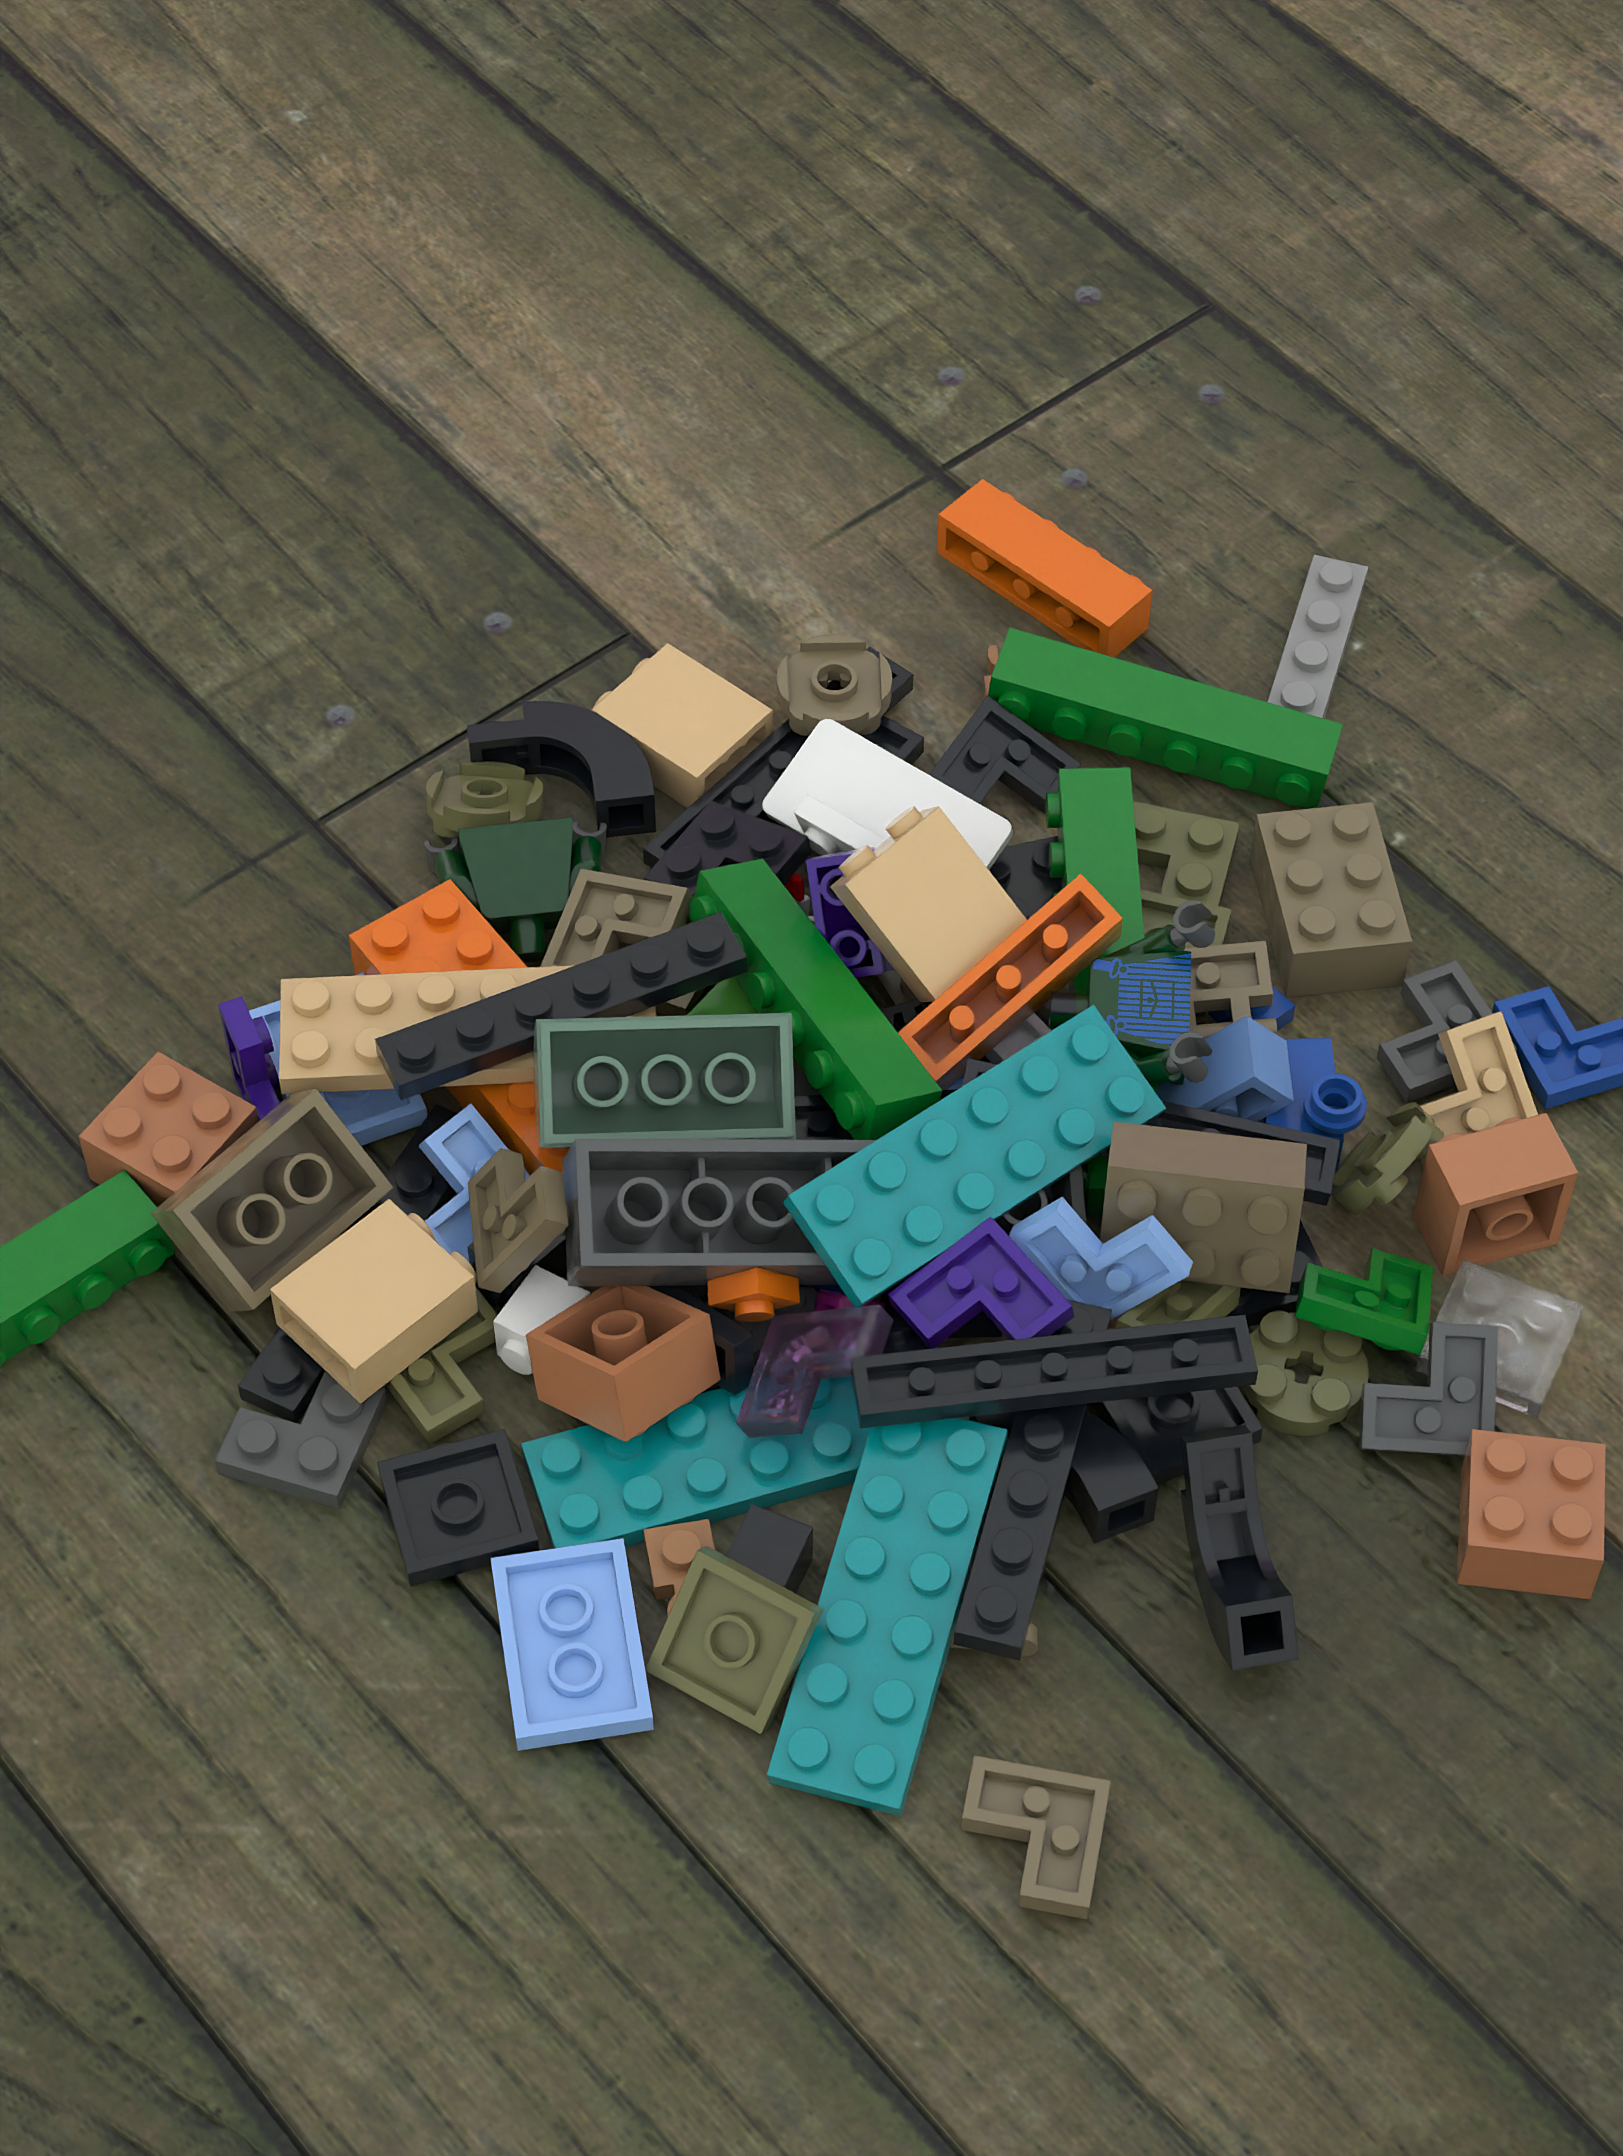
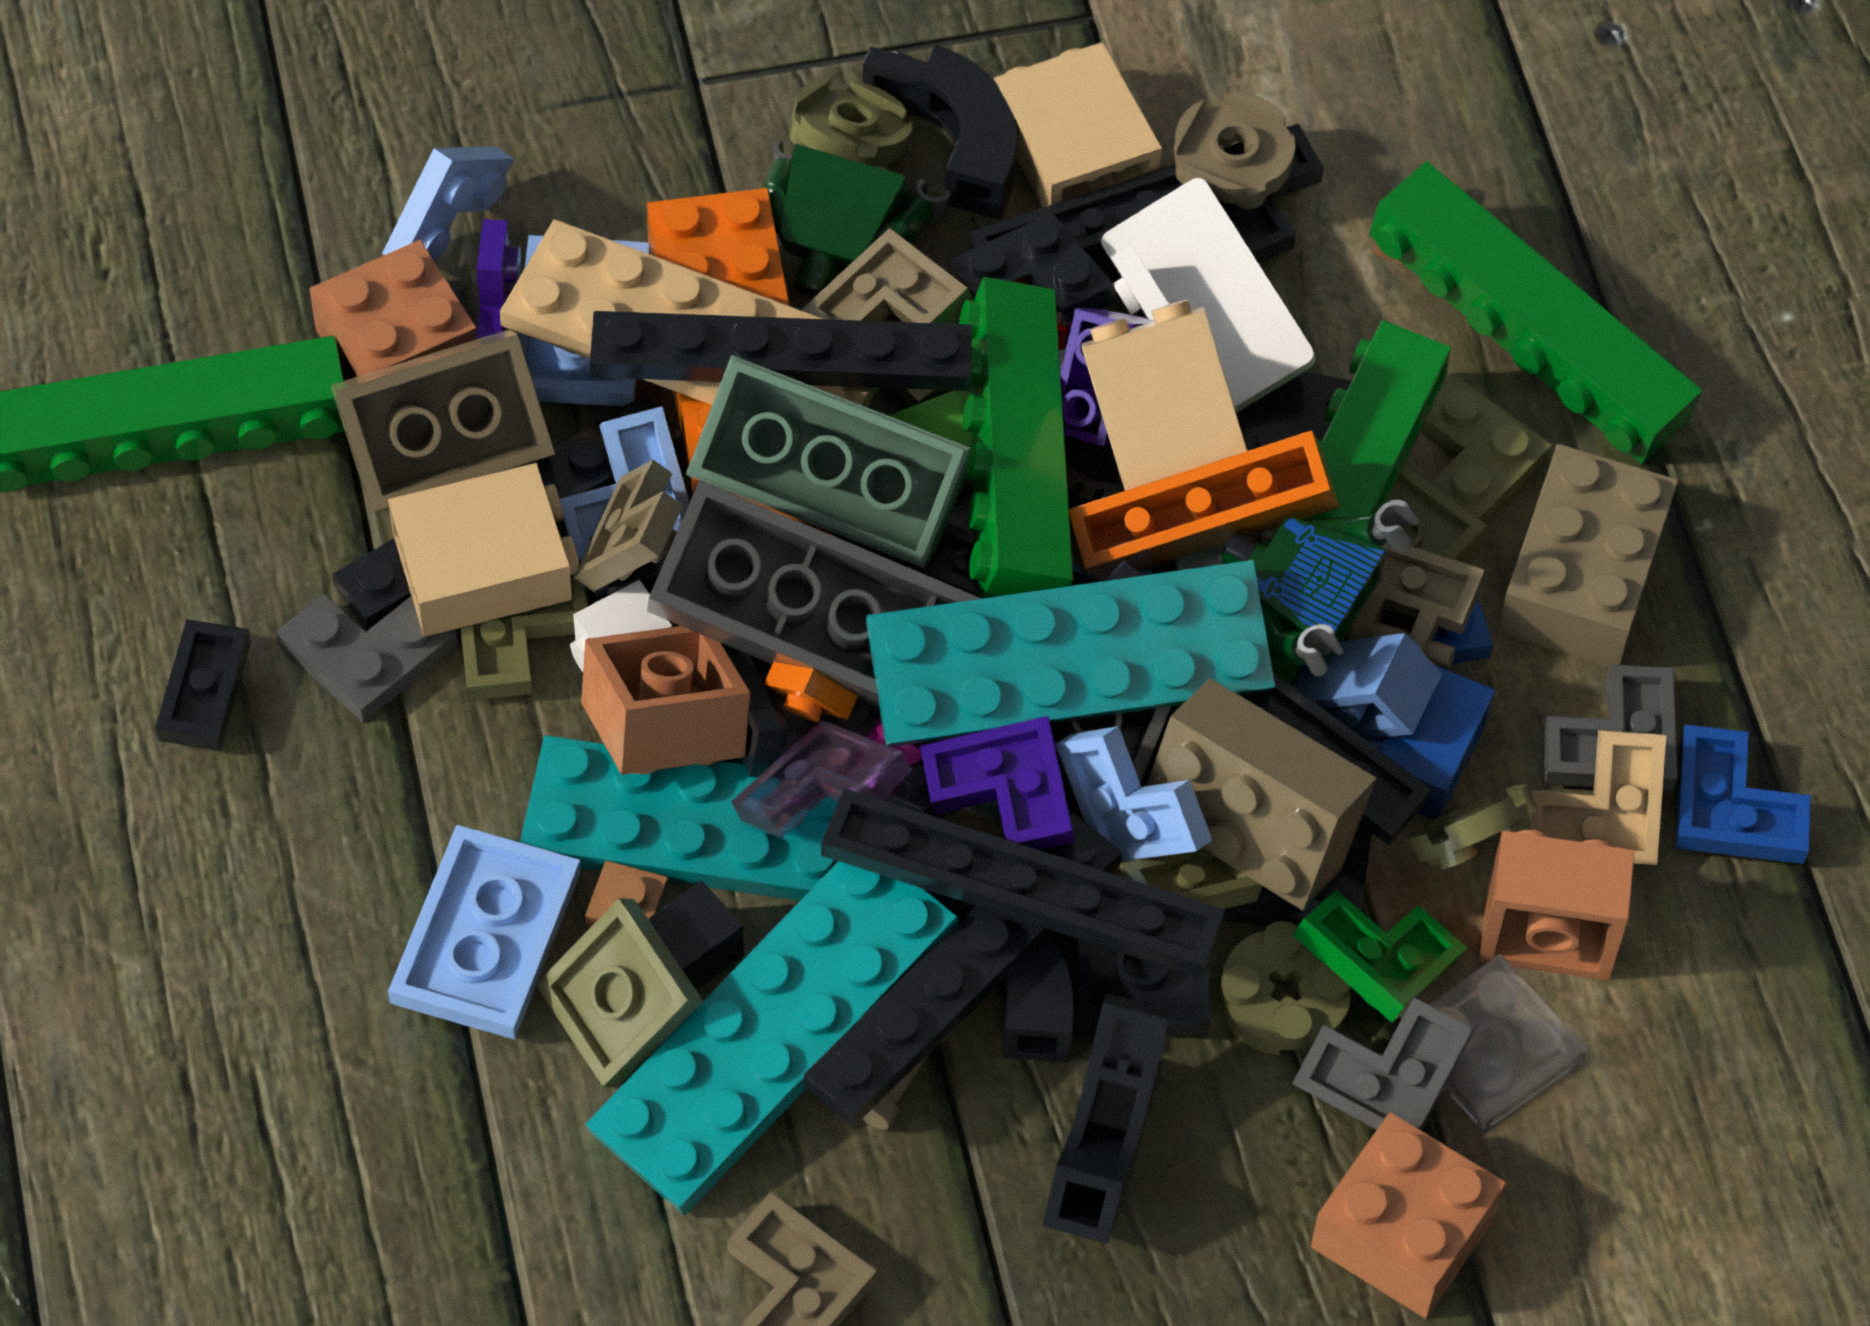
camera: 25 degrees right, 5 degrees up
(162, 989) = (449, 184): none -> light blue plate
(173, 1539) = (203, 685): none -> black plate
(457, 1506) = (457, 766): black plate -> none
(1004, 749) = (1353, 273): black plate -> none
(1043, 570) = (1516, 116): orange brick -> none
(1318, 636) = (1746, 296): light grey plate -> none
(1337, 1091) = (1456, 739): blue plate -> none

